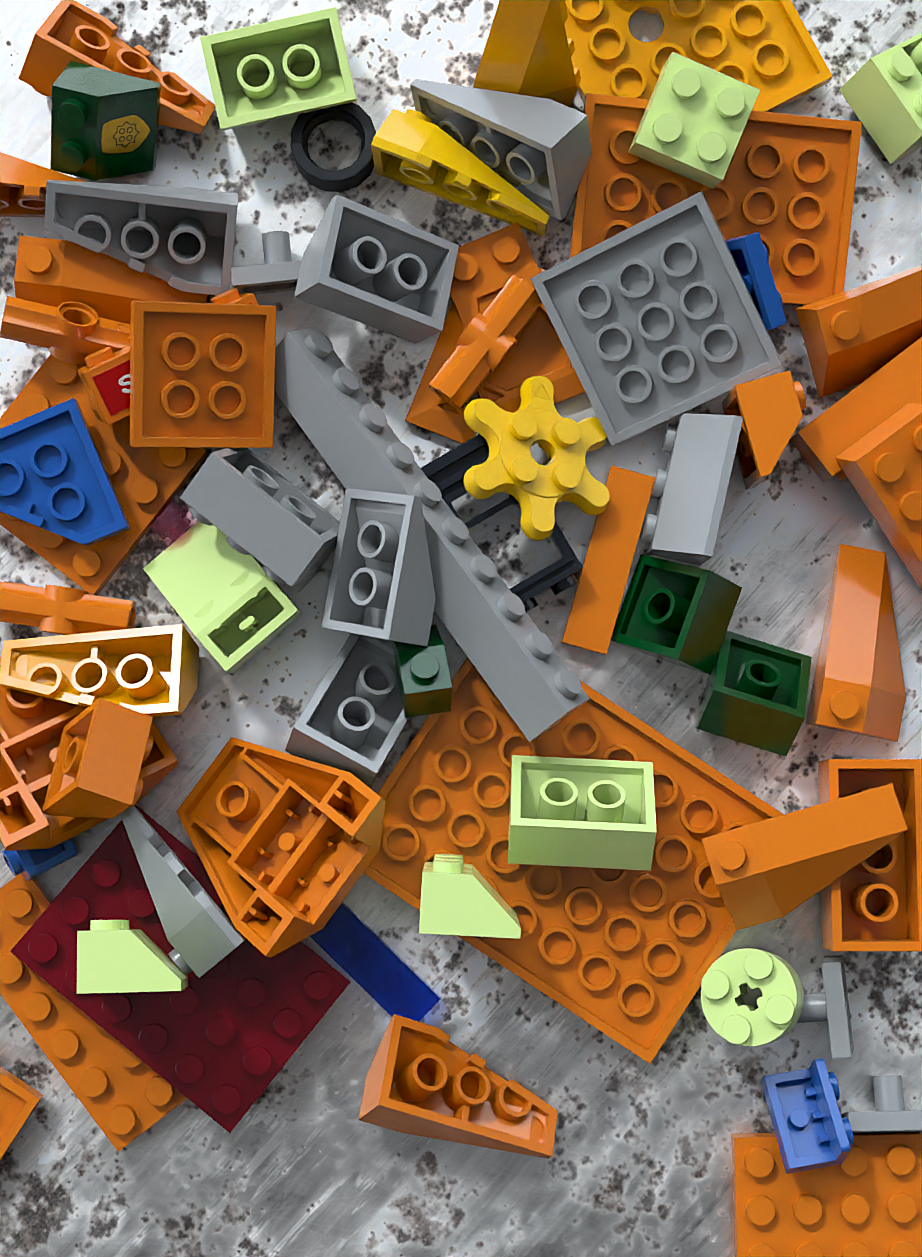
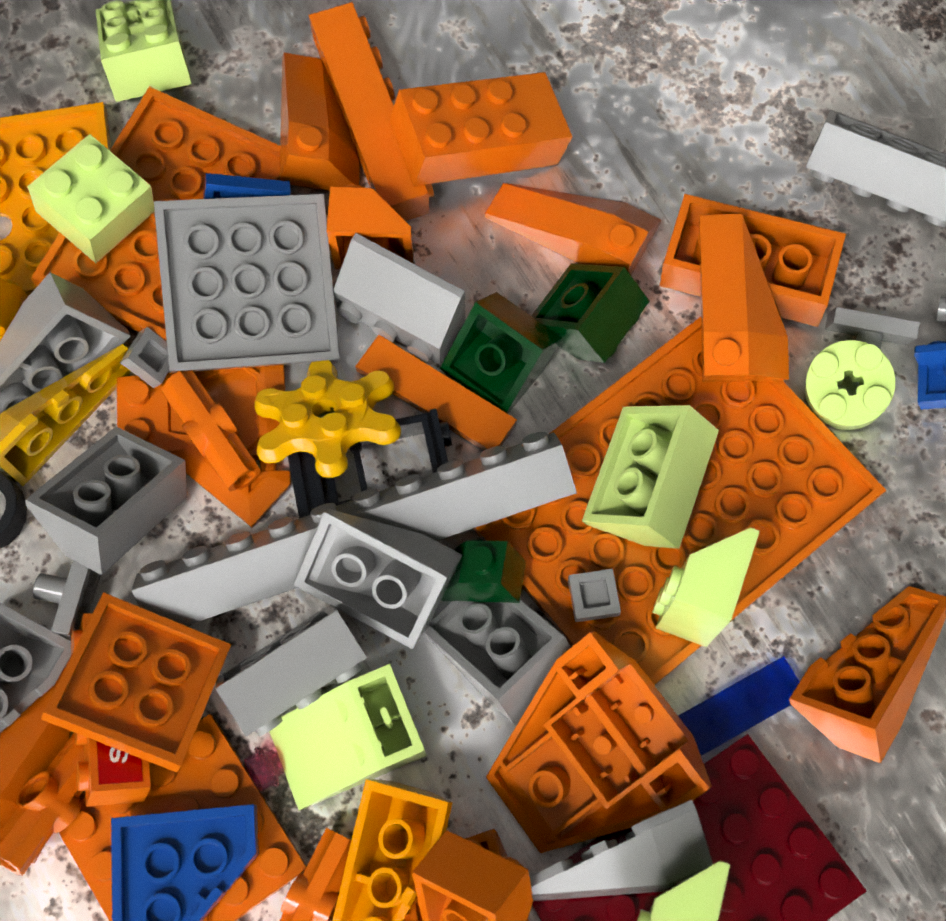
camera: 75 degrees left, 15 degrees down
(434, 790) = (594, 595): none -> light grey plate
(544, 247) = (148, 357): none -> light grey plate

